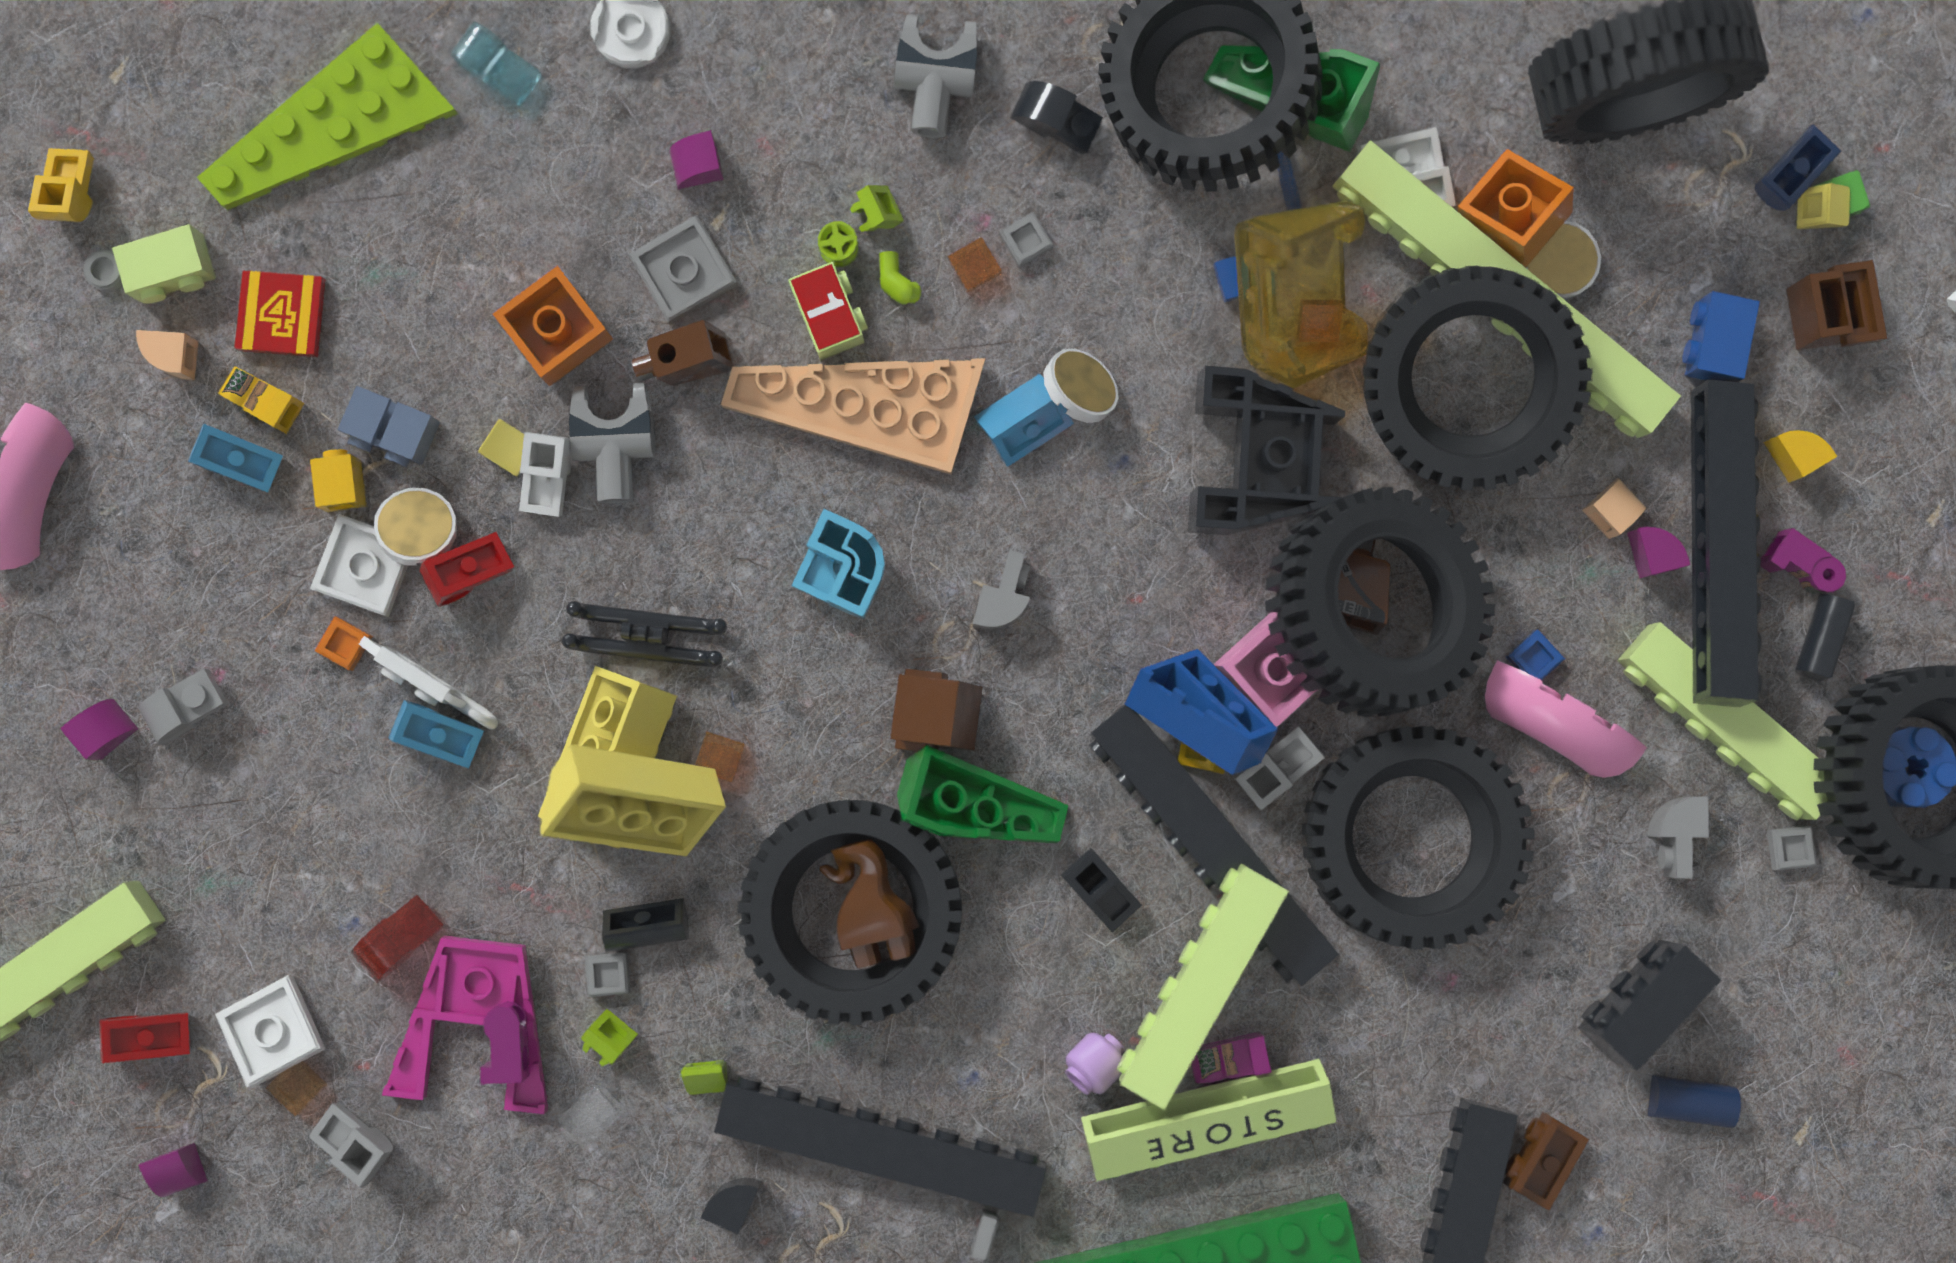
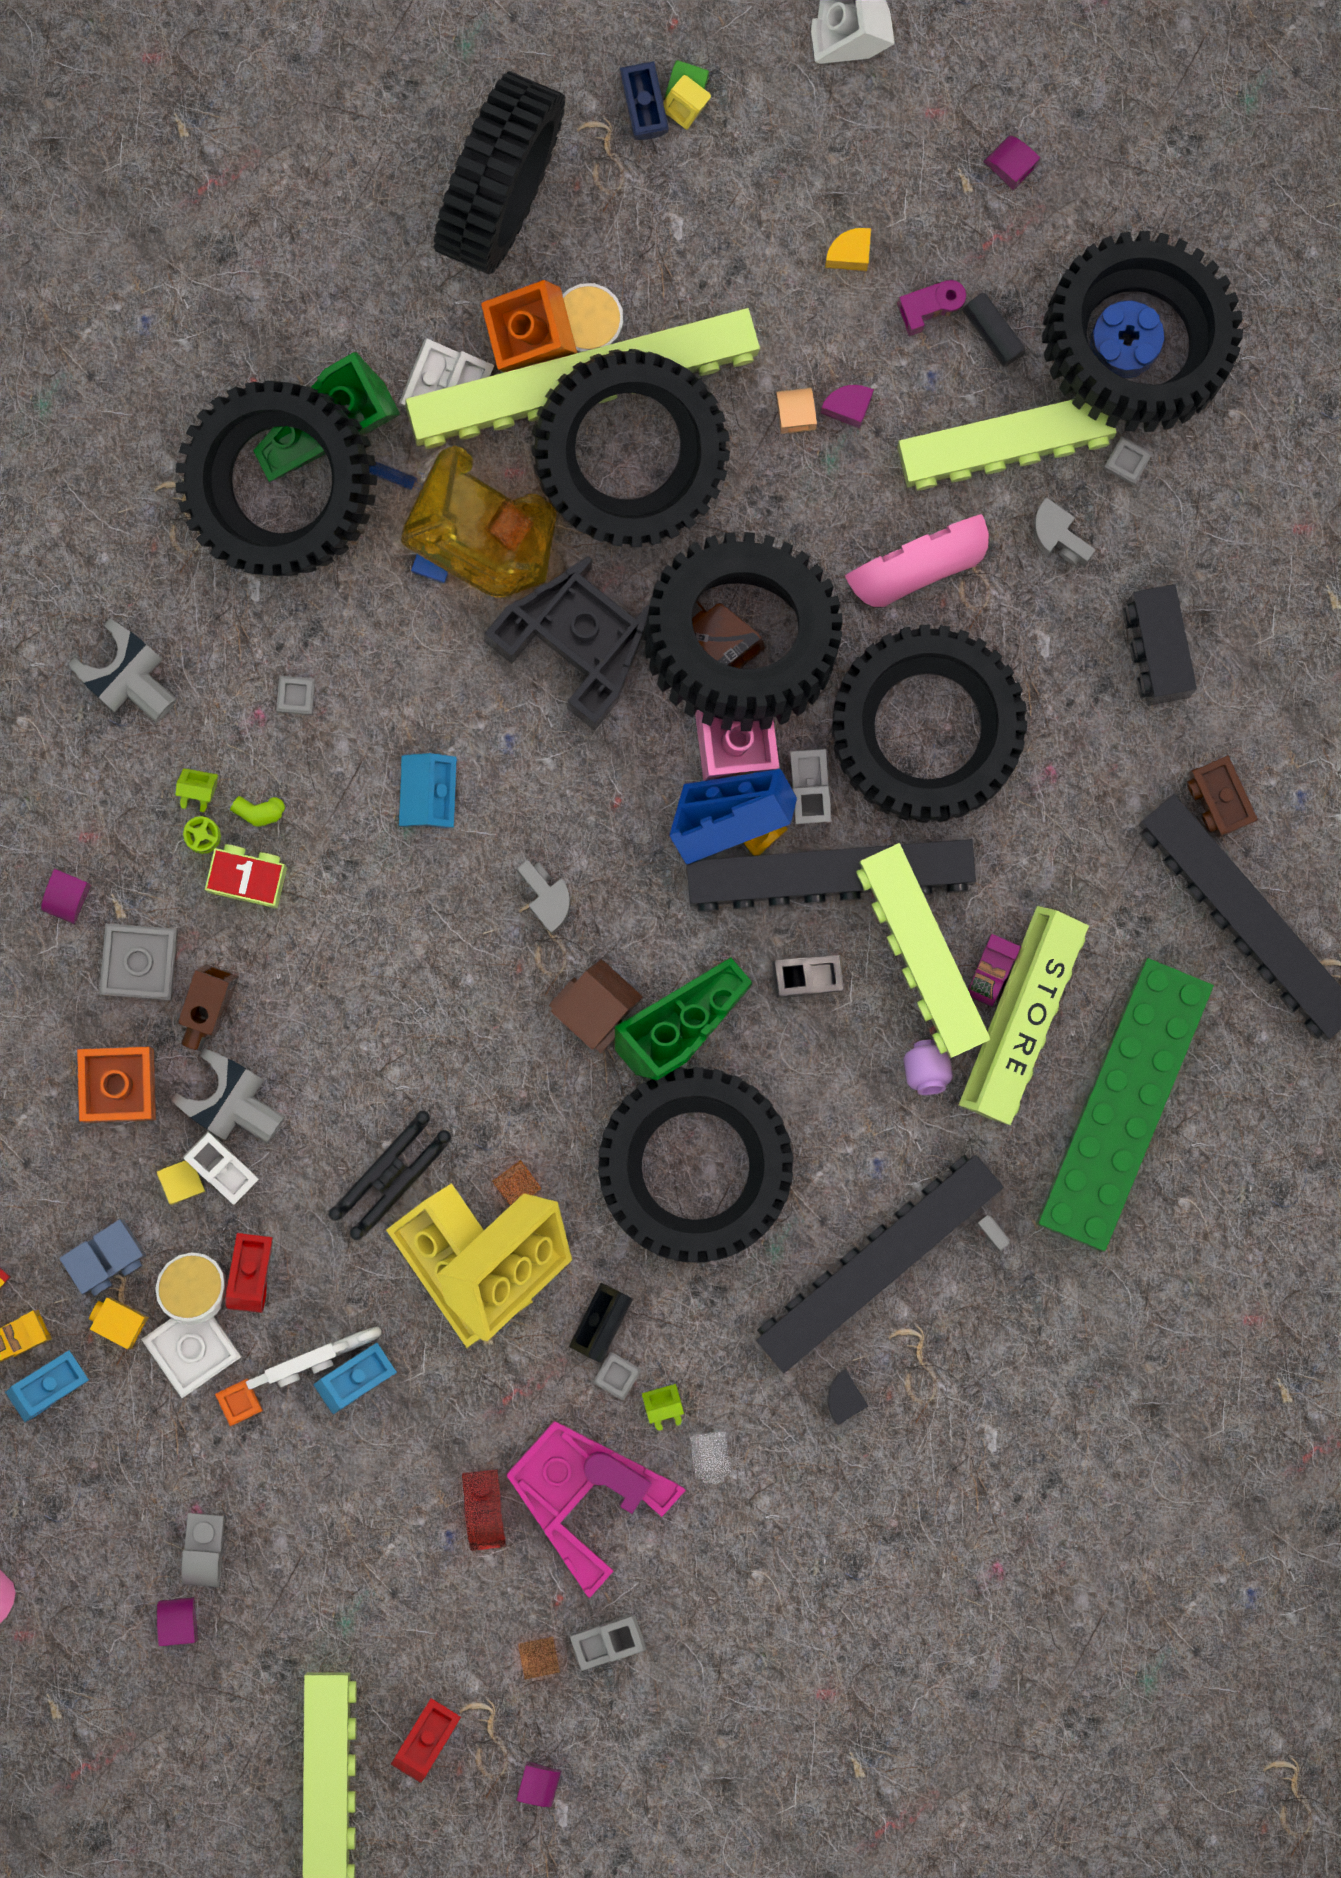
camera: 50 degrees left, 0 degrees up
(270, 1031) = (486, 1648): white tile -> none
(705, 1077) = (741, 1356): lime slope -> none
(841, 565) = (442, 997): medium azure brick -> none
(871, 907) = (703, 1148): reddish brown hips -> none
(882, 407) = (346, 886): light nougat wing -> none
(974, 265) = (287, 746): clear orange tile -> none
(1055, 113) = (221, 608): black brick -> none
(1081, 385) = (433, 732): pearl gold tile -> none
(1535, 655) = (862, 544): blue tile -> none
(1694, 1101) = (1256, 661): dark blue brick -> none
(1720, 337) = (727, 246): blue brick -> none
(1724, 544) = (875, 354): black brick -> none
(1837, 307) = (765, 147): reddish brown plate -> none

